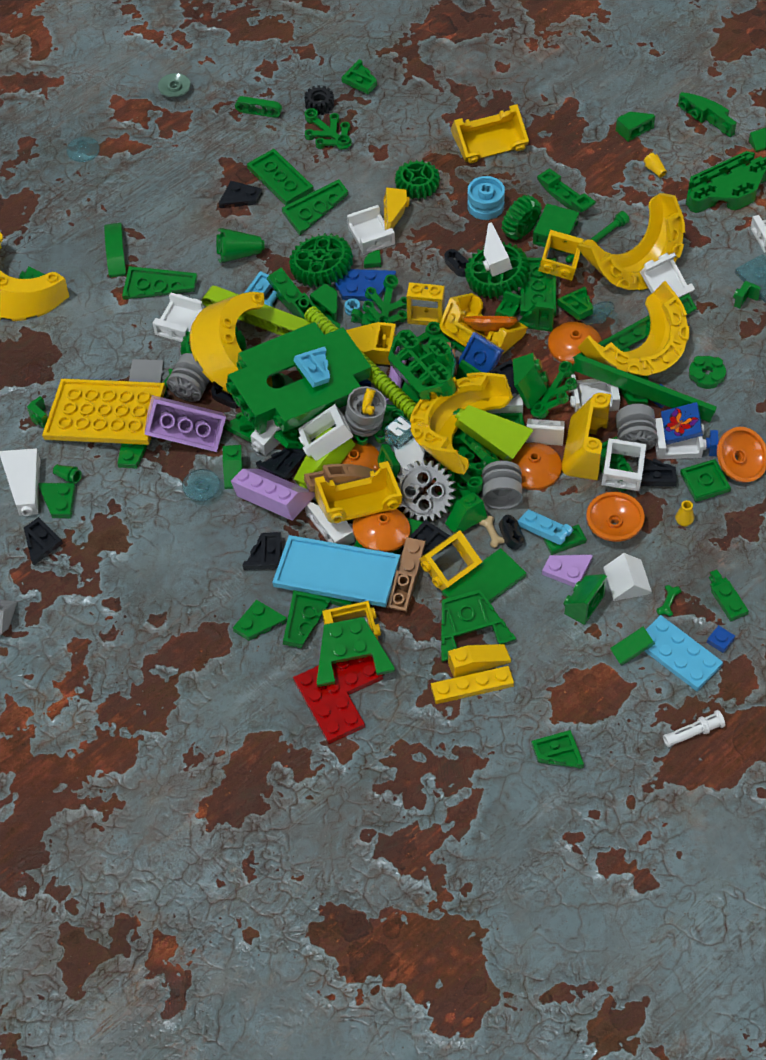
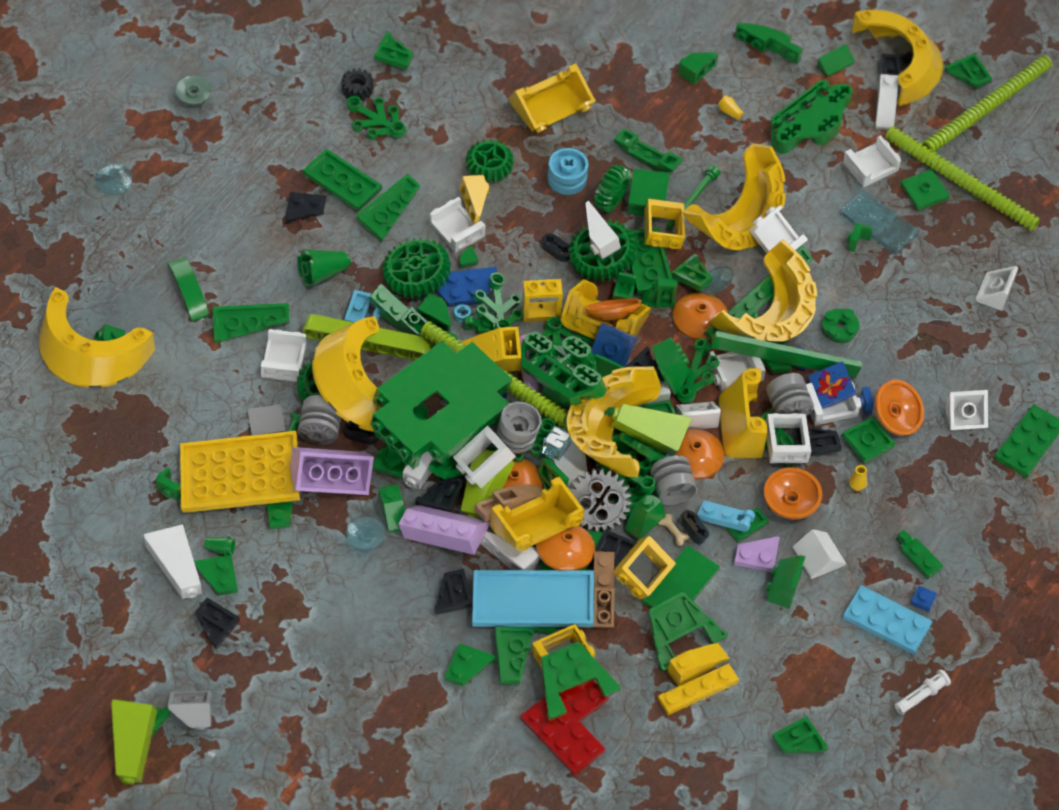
camera: 20 degrees left, 0 degrees up
(247, 105) = (282, 101): green beam -> none
(314, 366) = (458, 390): medium azure wing -> none
(367, 401) = (522, 425): yellow arm -> none
(632, 646) = (843, 621): green tile -> none
(671, 593) = (865, 561): green piece -> none

